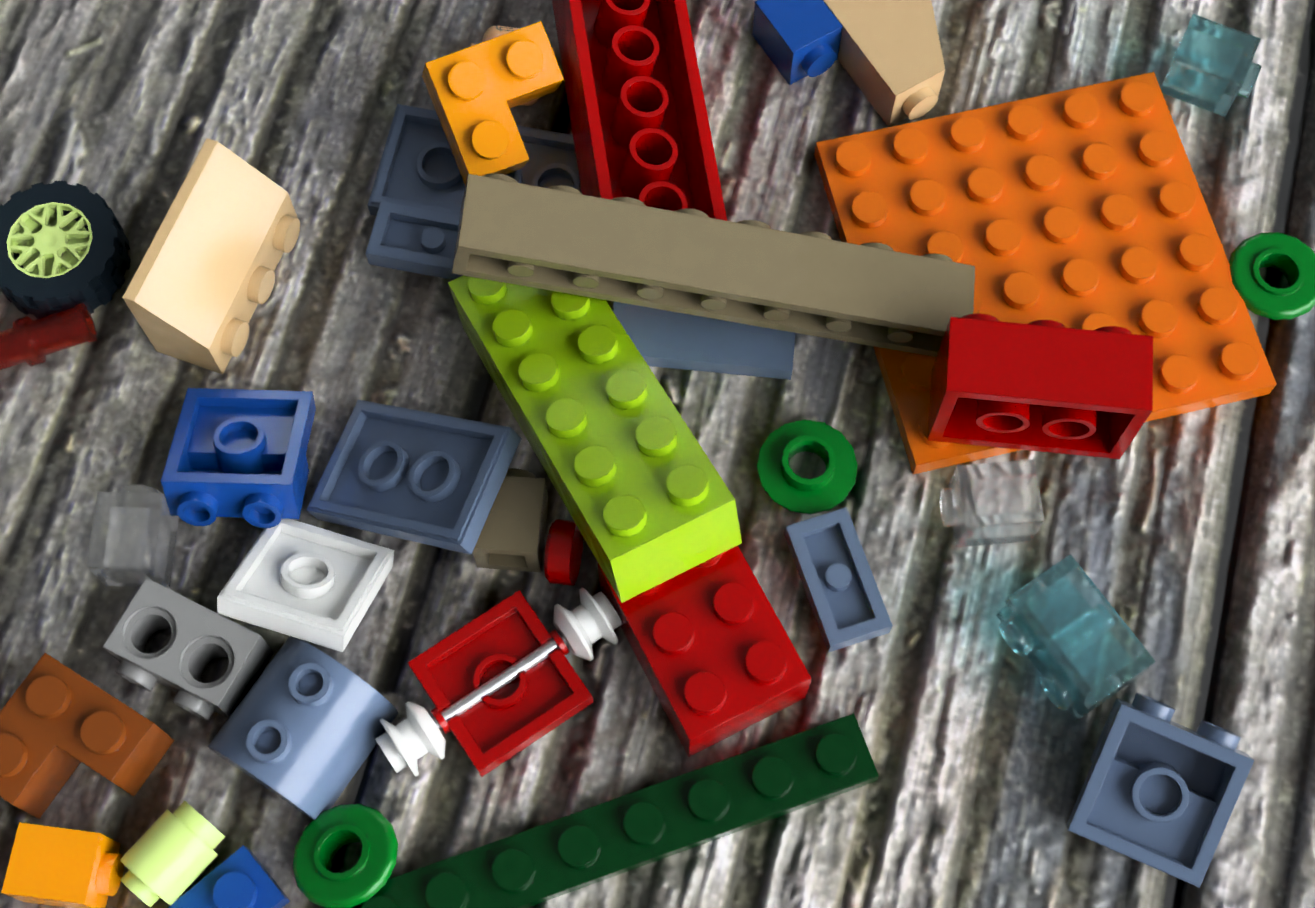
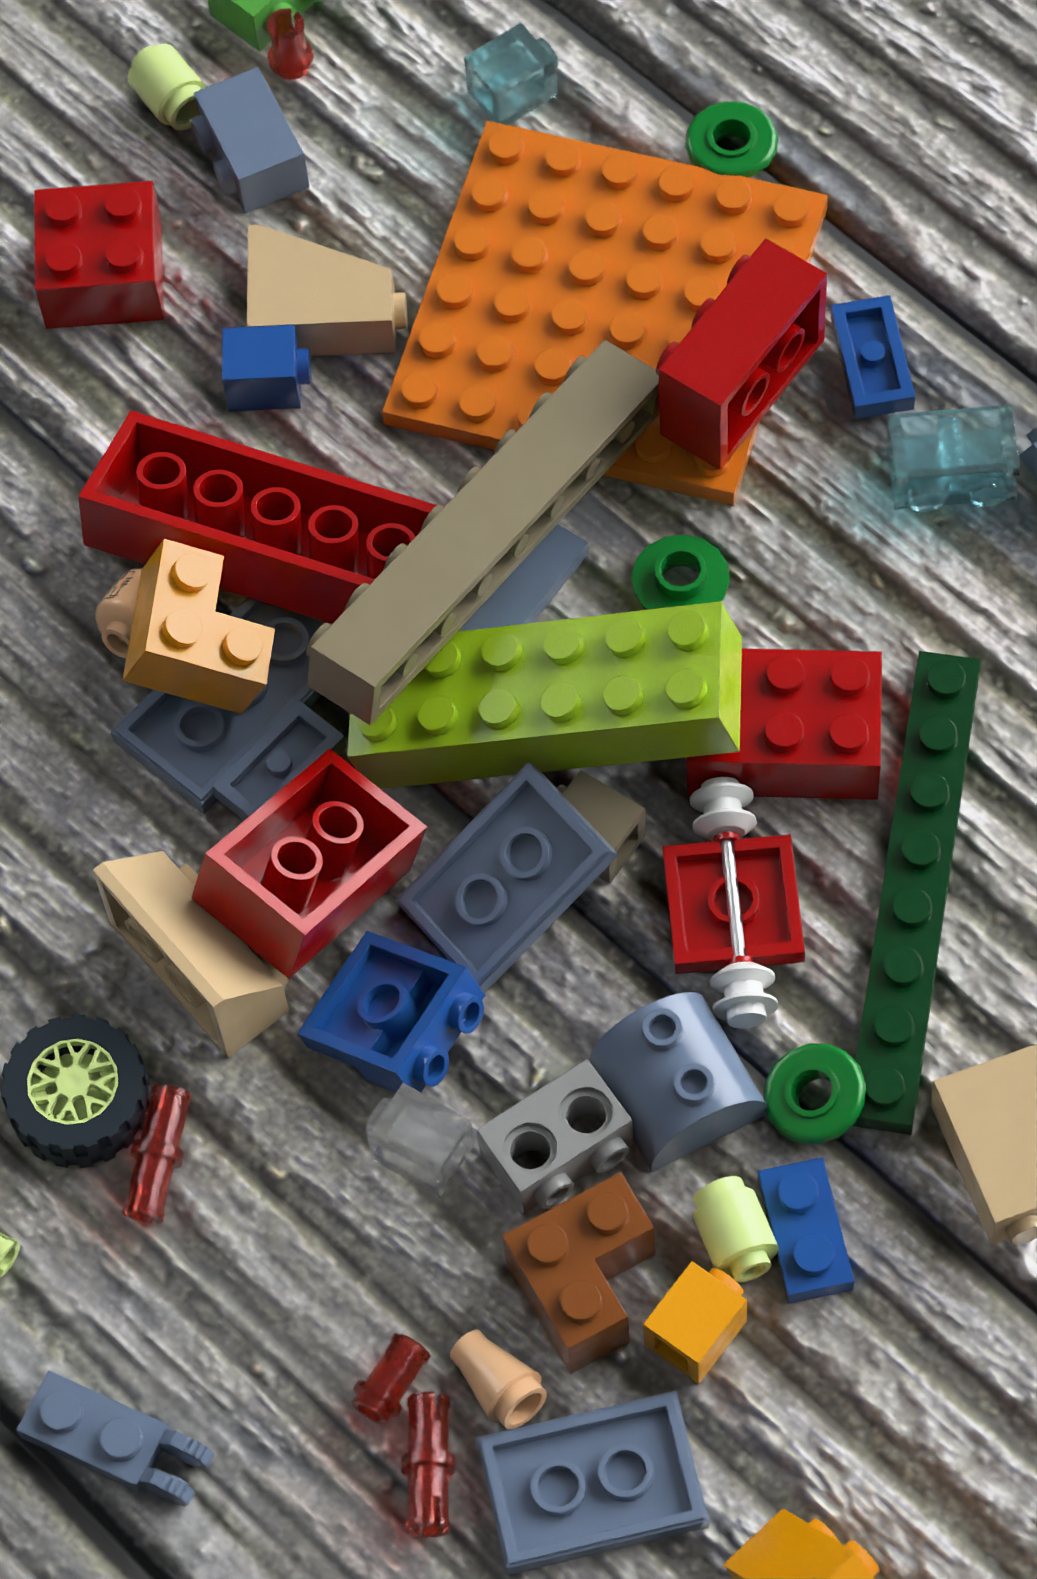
camera: 55 degrees left, 5 degrees down
(306, 583) = (554, 1009): white tile -> none
(328, 305) = (308, 863): none -> red brick
(563, 552) = (649, 793): red tile -> none
(837, 579) = (797, 603): sand blue plate -> none
(993, 503) = (804, 453): clear brick -> none
(1134, 511) = (872, 357): none -> blue plate

